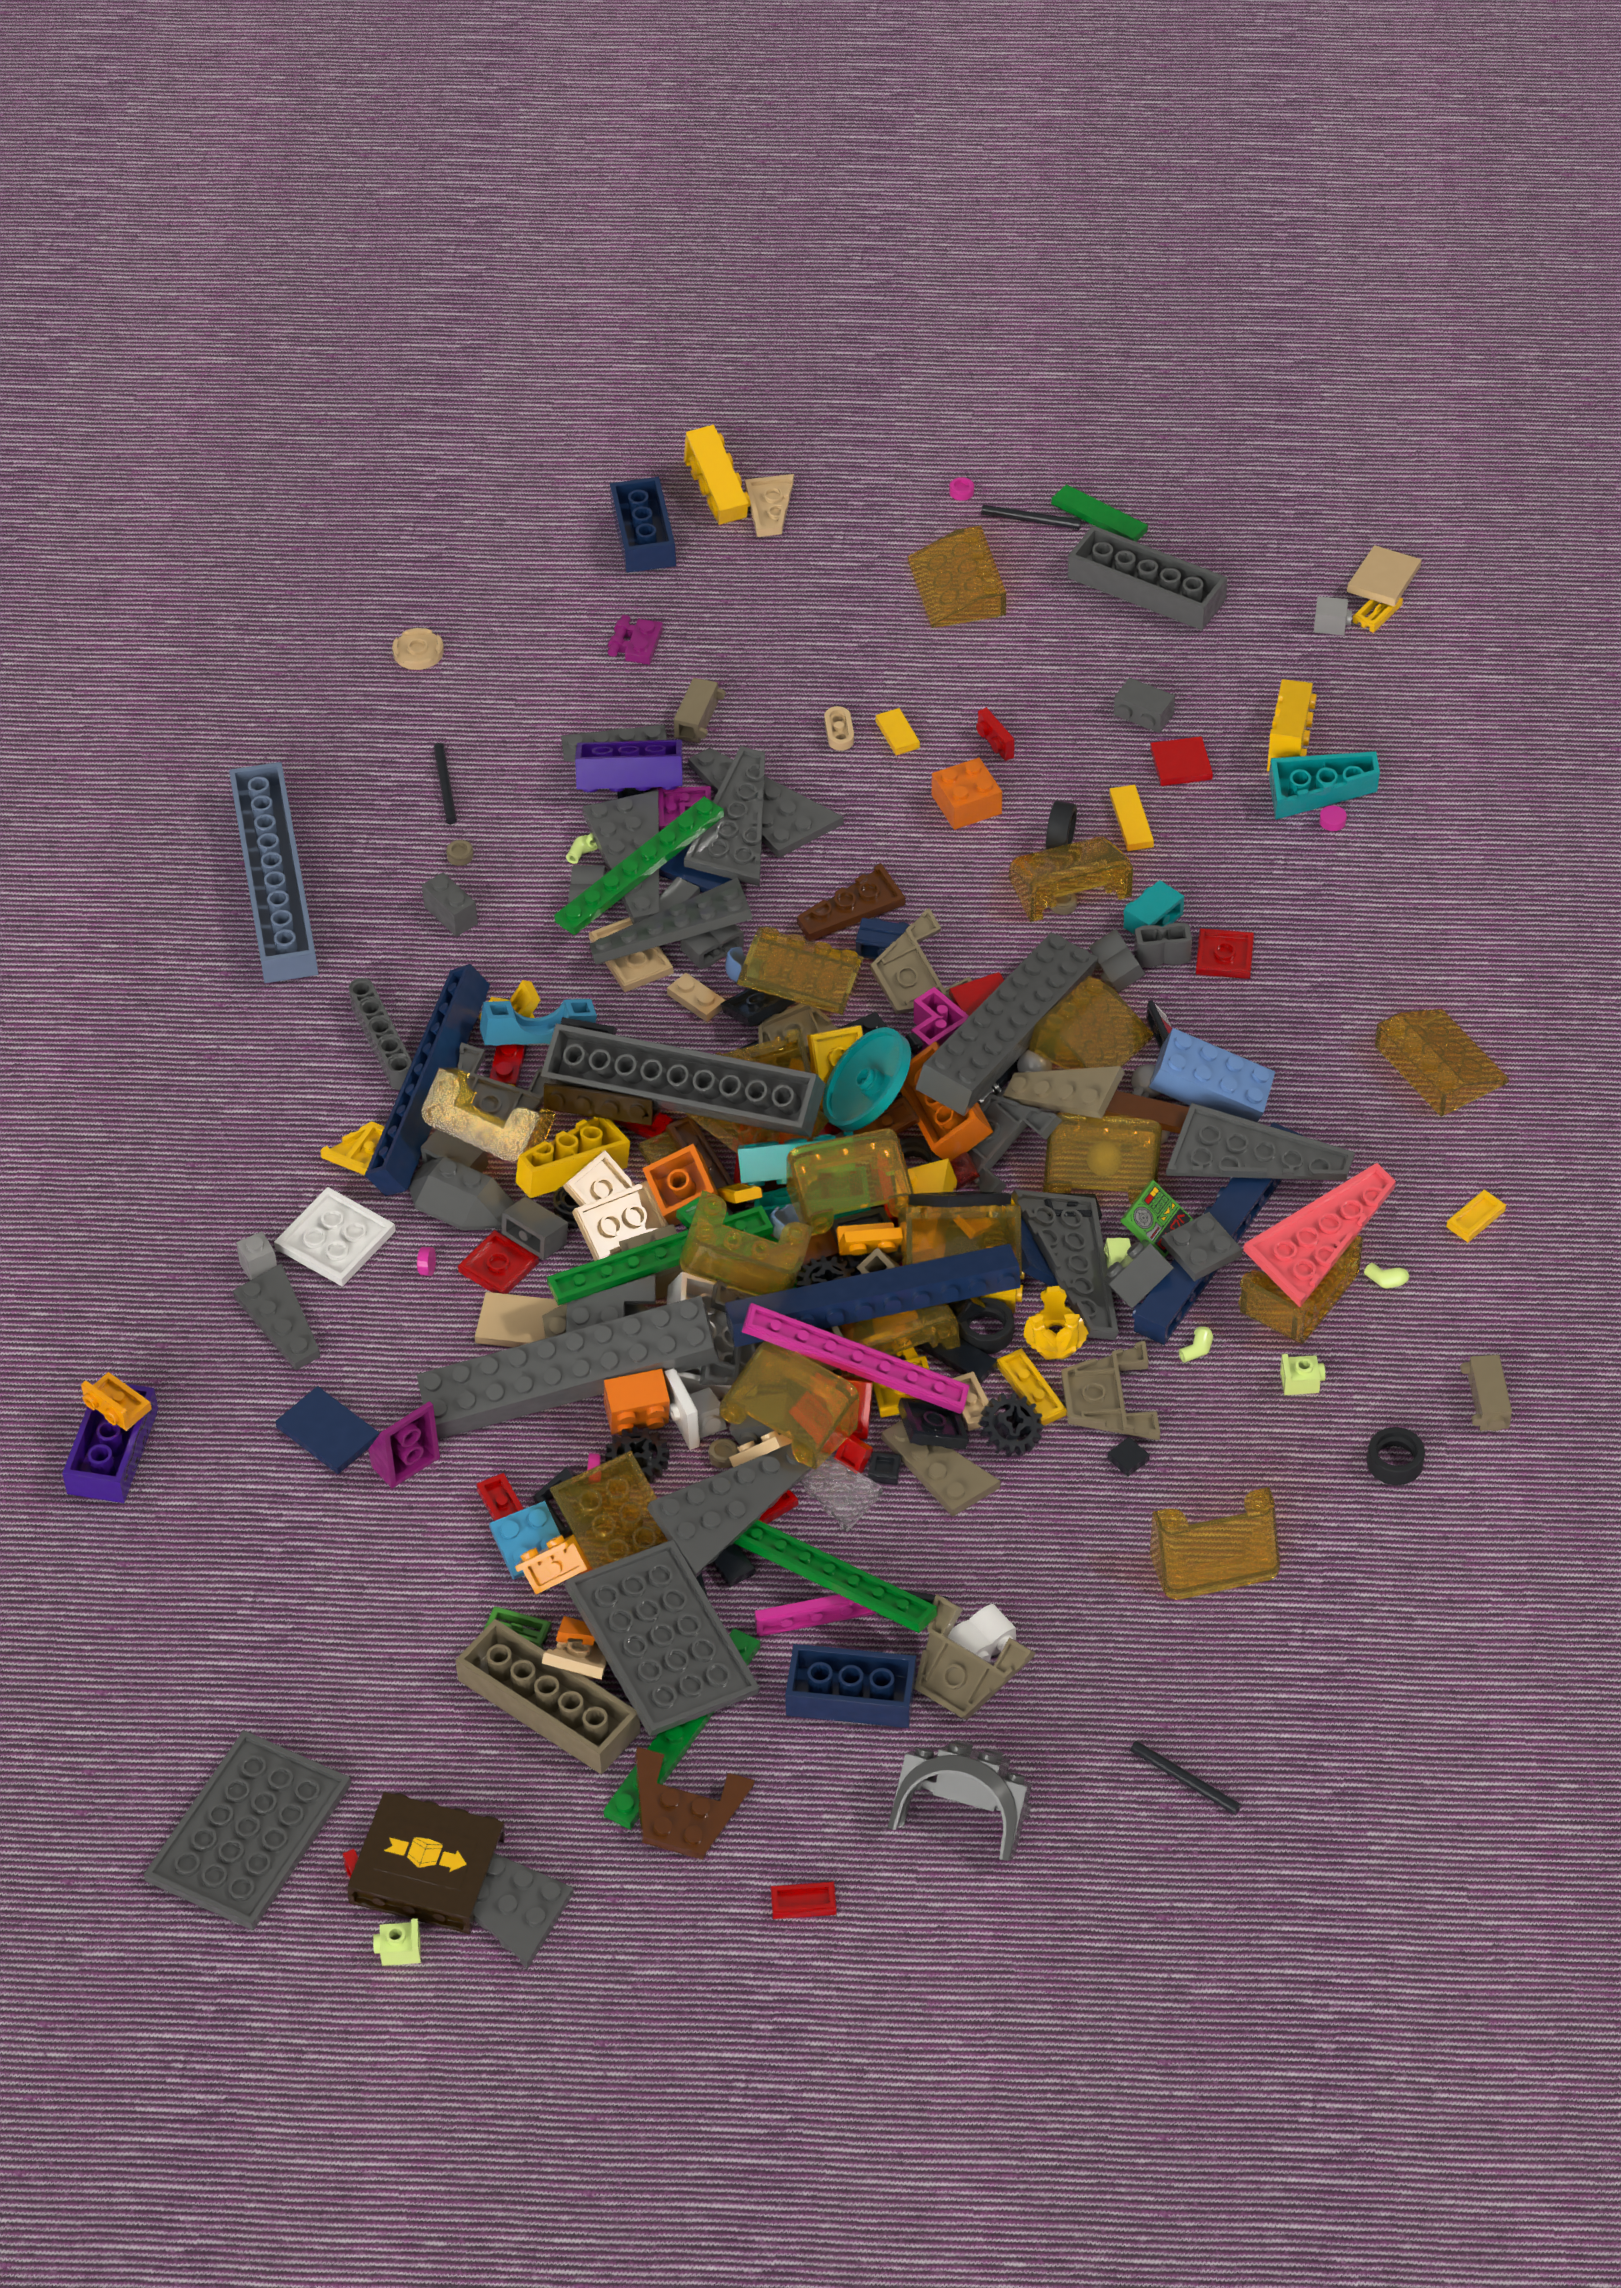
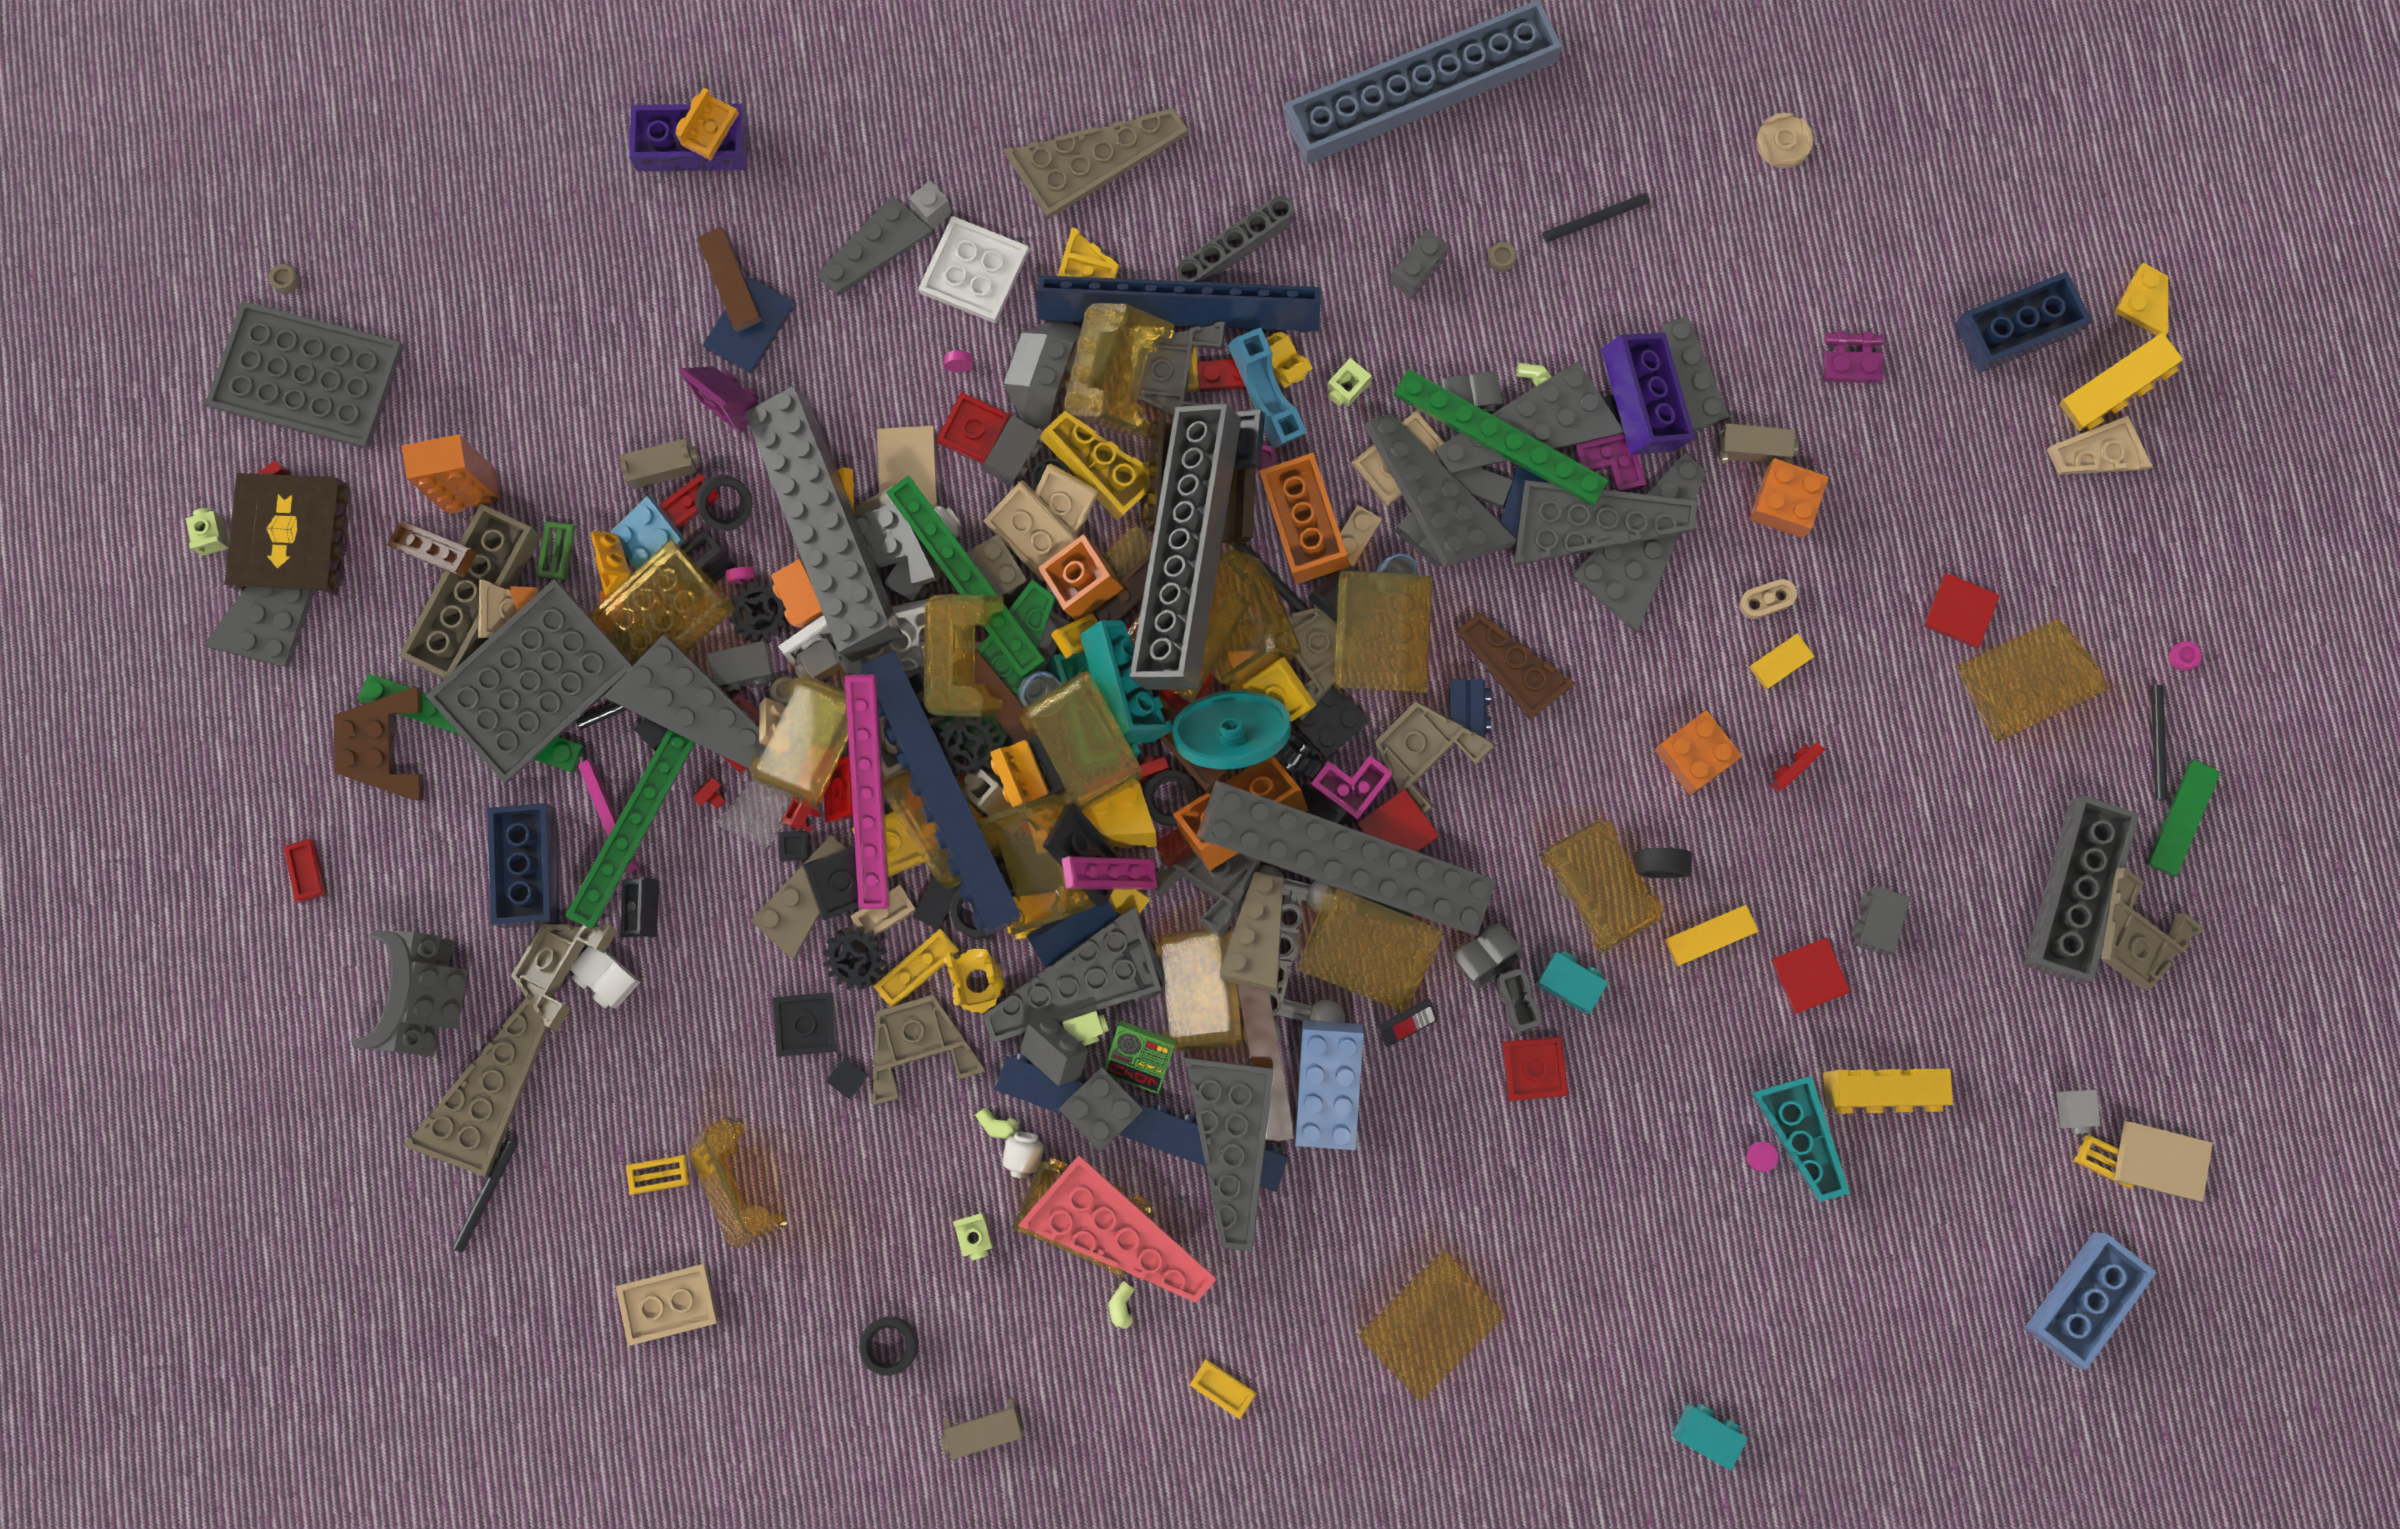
camera: 80 degrees right, 30 degrees up
(127, 1841) = (284, 278): none -> dark tan tile
(253, 1134) = (1086, 160): none -> dark tan wing
(275, 1433) = (729, 279): none -> reddish brown tile
(421, 1666) = (451, 473): none -> orange brick
(453, 1519) = (659, 463): none -> dark tan brick
(489, 1717) = (432, 549): none -> tile
(509, 1475) = (727, 524): none -> black tyre
(550, 977) = (1351, 375): none -> yellowish green brick
(645, 455) = (2146, 300): none -> yellow wing
(675, 1013) = (1304, 518): none -> orange brick
(689, 1466) = (742, 667): none -> dark grey brick
(752, 697) = (1789, 498): none -> orange brick
(812, 1524) = (708, 792): none -> red tile
(884, 613) = (1961, 610): none -> red tile
(981, 1186) = (1109, 873): none -> dark pink tile
(1067, 1479) = (805, 1024): none -> black plate
(1093, 1767) = (481, 1103): none -> dark tan wing
(1193, 1646) = (683, 1170): none -> yellow tile
(1197, 548) = (2135, 944): none -> dark tan wing
(1231, 1324) = (1022, 1154): none -> white head
(1325, 1630) = (667, 1304): none -> tan plate
(1491, 633) = (2090, 1300): none -> medium blue brick
(1568, 888) = (1710, 1437): none -> teal brick

